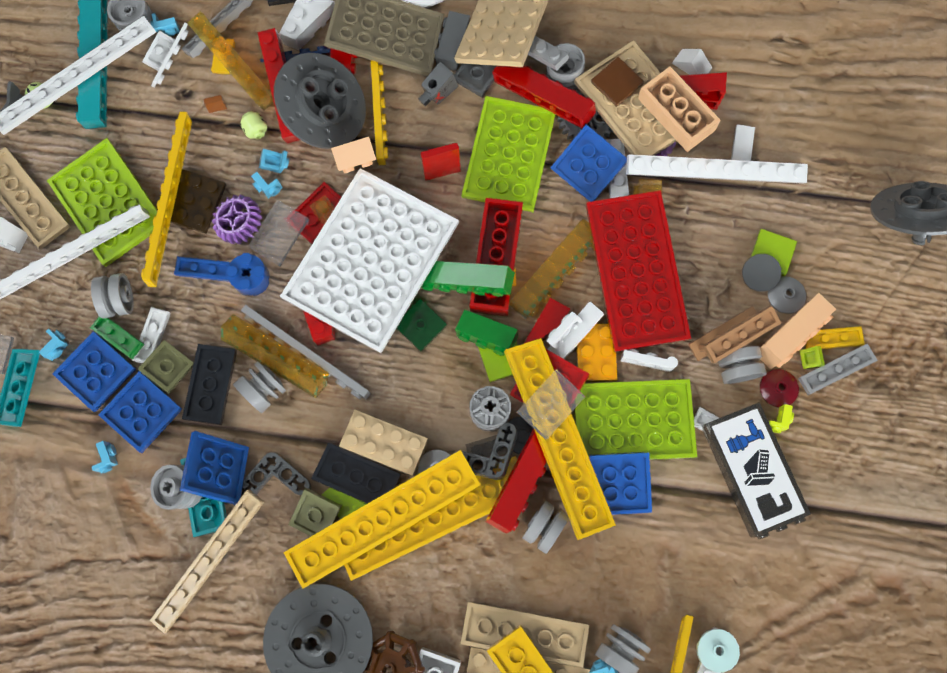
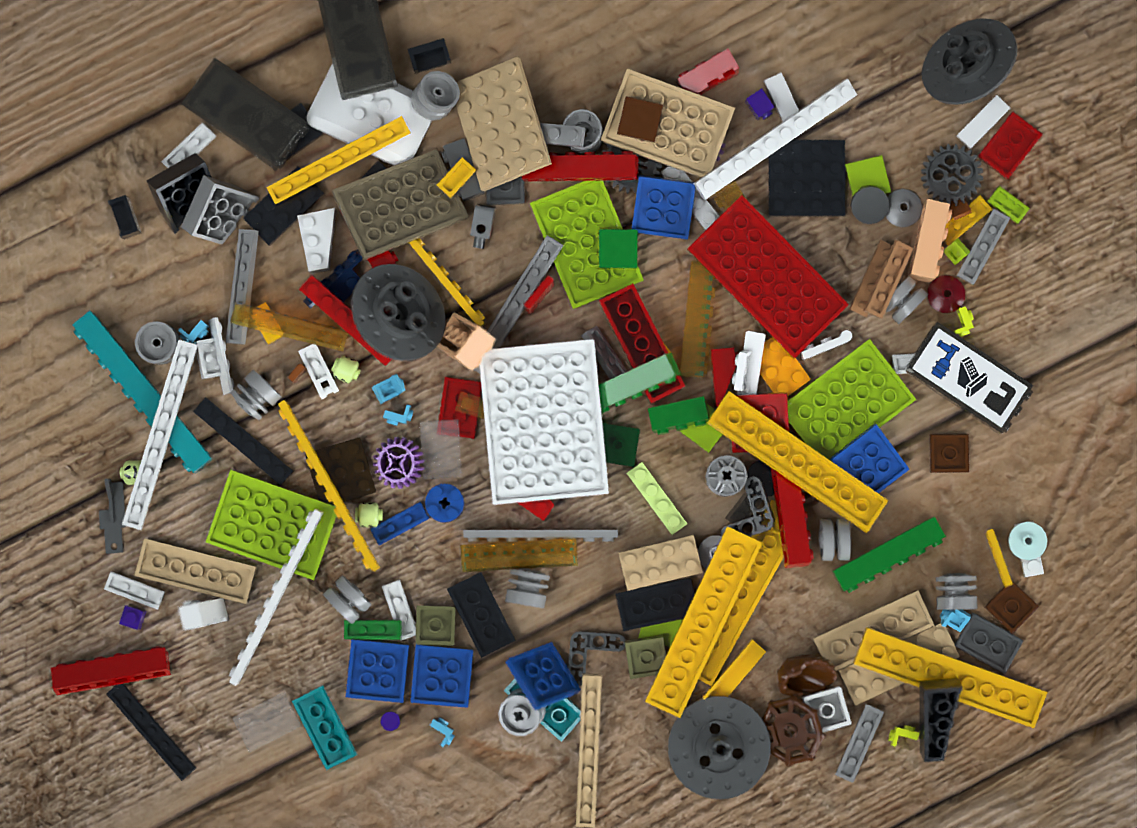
camera: 35 degrees left, 10 degrees up
(55, 346) = (330, 677): medium azure bracket -> none
(73, 419) = (390, 721): none -> dark purple tile
(137, 128) = (243, 441): none -> black plate
(169, 96) = (255, 395): none -> light grey wheel
(184, 244) = (368, 514): none -> yellowish green head
(232, 113) = (318, 370): none -> white plate
(382, 582) = (736, 670): none -> yellow panel
(413, 164) = (522, 291): none -> light grey tile
(420, 390) = (656, 498): none -> yellowish green plate
(437, 629) = (805, 675): none -> reddish brown hair
(442, 38) = (456, 177): none -> yellow tile
(461, 242) = (604, 353): none -> light grey plate
(530, 172) = (618, 248): none -> green tile
(551, 404) = (774, 440): clear tile -> none
(585, 574) = (888, 554): none -> green brick
(678, 109) = (710, 114): light nougat brick -> none
(692, 62) = (688, 46): white slope -> none
(695, 523) = (949, 453): none -> reddish brown tile
(721, 140) = (760, 105): none -> dark purple brick
(721, 221) = (807, 179): none -> black plate
(837, 324) = (960, 210): none -> dark orange tile
(849, 293) = (964, 161): none -> dark grey gear
(882, 349) = (1008, 204): none -> lime plate
(900, 270) = (983, 122): none -> white tile
(912, 303) = (1009, 145): none -> red tile

